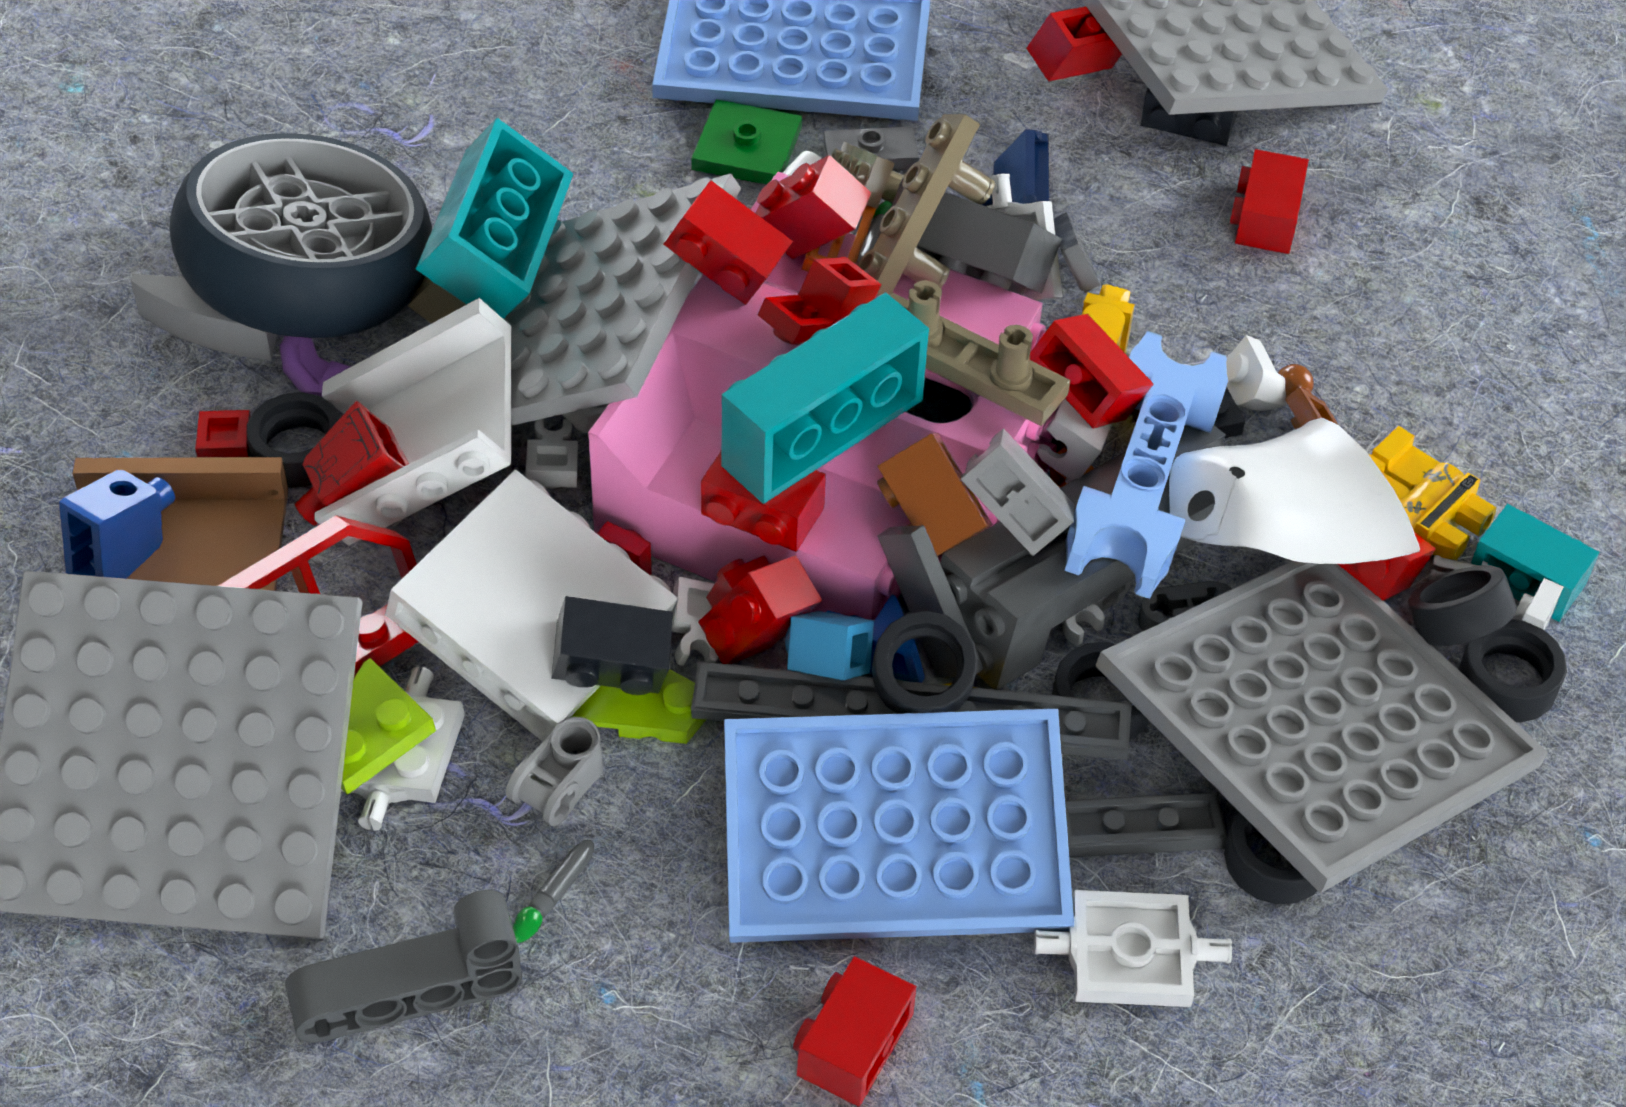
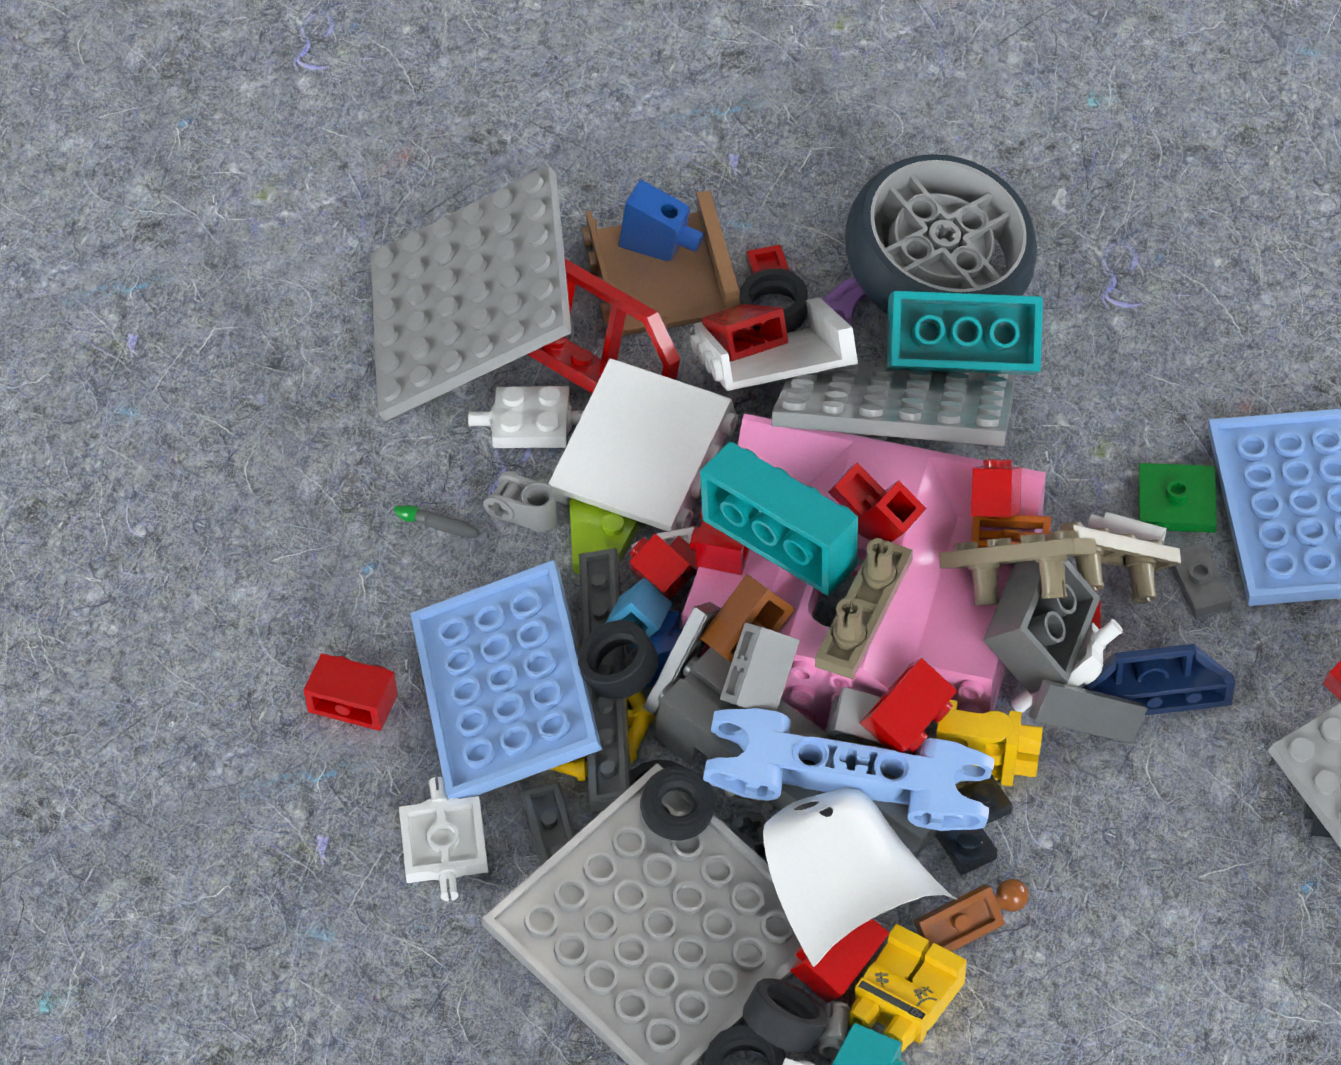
camera: 85 degrees right, 0 degrees up
(380, 726) = (527, 392): lime wing -> none
(410, 976) = (361, 472): dark grey beam -> none
(612, 645) = (603, 490): black brick -> none
(728, 242) = (922, 440): red brick -> none
(1163, 661) = (671, 826): none -> black tyre
(1253, 377) = (1009, 856): white plate -> none
(1271, 201) = (1229, 862): red brick -> none

